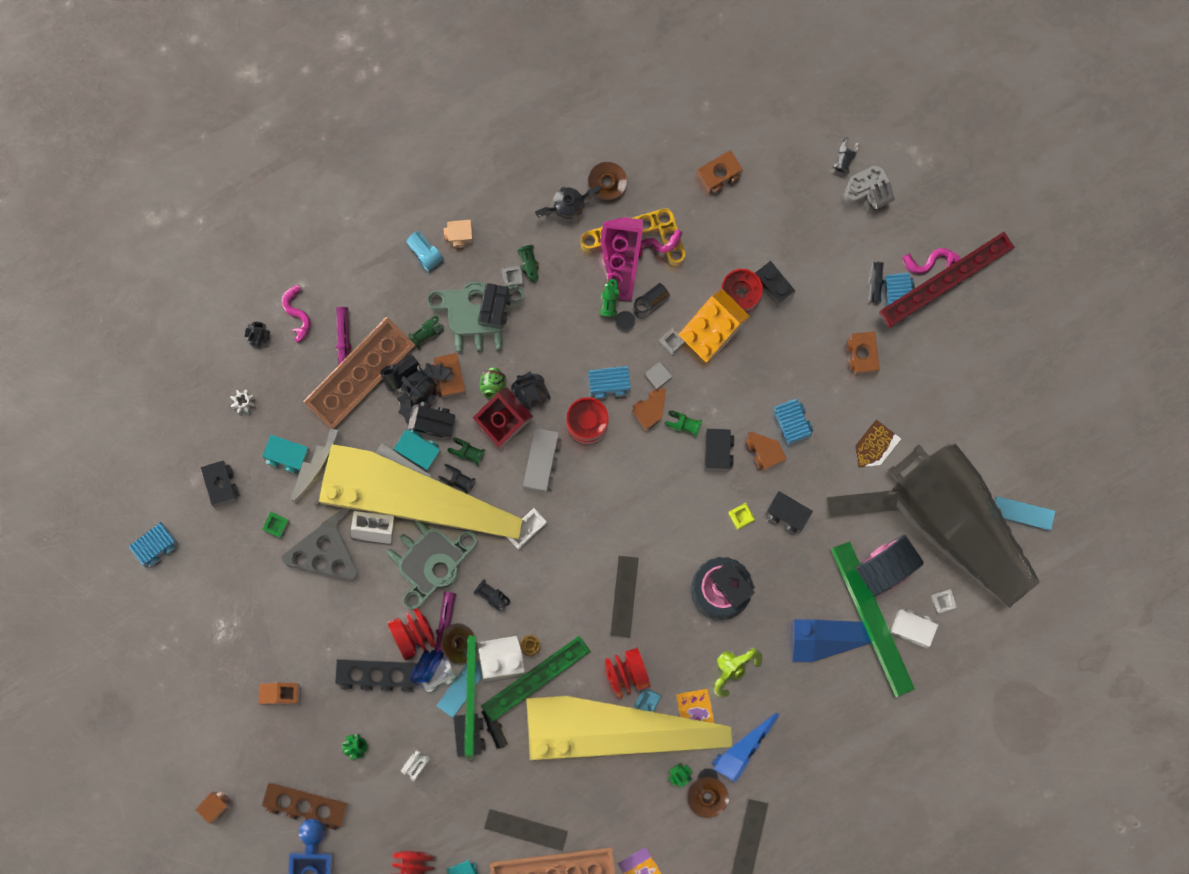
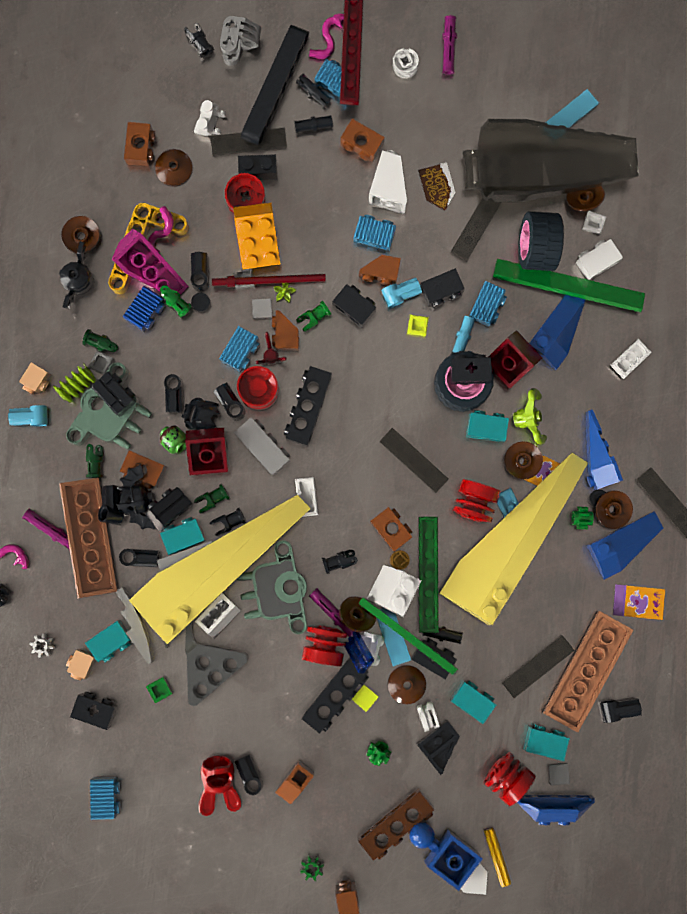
camera: 50 degrees left, 5 degrees up
(224, 759) = (315, 863): none -> green gear
(237, 626) = (218, 778): none -> red piece
(249, 444) = (80, 664): none -> light nougat brick
(259, 649) = (247, 773): none -> black piece
(374, 429) = (141, 558): none -> black piece
(392, 701) = (365, 698): none -> neon yellow tile
(398, 794) = (439, 745): none -> black wing
(440, 731) = (406, 674): none -> reddish brown dish
(455, 795) = (473, 702): none -> teal brick
(480, 269) = (76, 383): none -> lime piece
(529, 357) = (173, 396): none -> black piece
(543, 628) = (381, 522): none -> dark orange brick
(559, 405) = (229, 400): none -> black piece
(584, 278) = (144, 309): none -> blue brick
(596, 483) = (311, 376): none -> black brick
(622, 411) = (270, 356): none -> dark red plant
(661, 332) = (231, 281): none -> dark red bar
(680, 827) = (621, 546): none -> blue wedge
(686, 383) = (284, 292): none -> lime plant
(697, 680) = (525, 451): none -> reddish brown dish
(698, 637) = (487, 426): none -> teal brick
(722, 224) = (177, 175): none -> reddish brown dish
(755, 479) = (396, 294): none -> medium azure piece
(762, 560) = (464, 334): none -> medium azure pin
(771, 616) = (513, 359): none -> dark red brick
(784, 213) = (208, 118): none -> white piece
(791, 260) = (233, 143): none -> clear smoke tile
(804, 561) = (487, 304): none -> dark azure brick
(842, 401) = (388, 184): none -> white slope
(847, 302) = (313, 123): none -> black pin
(849, 718) = (631, 358): none -> white plate
(855, 247) = (275, 85): none -> black beam
(957, 579) = (586, 199): none -> reddish brown dish
(959, 341) = (405, 63): none -> white wheel
(1022, 354) = (449, 44): none -> magenta pin

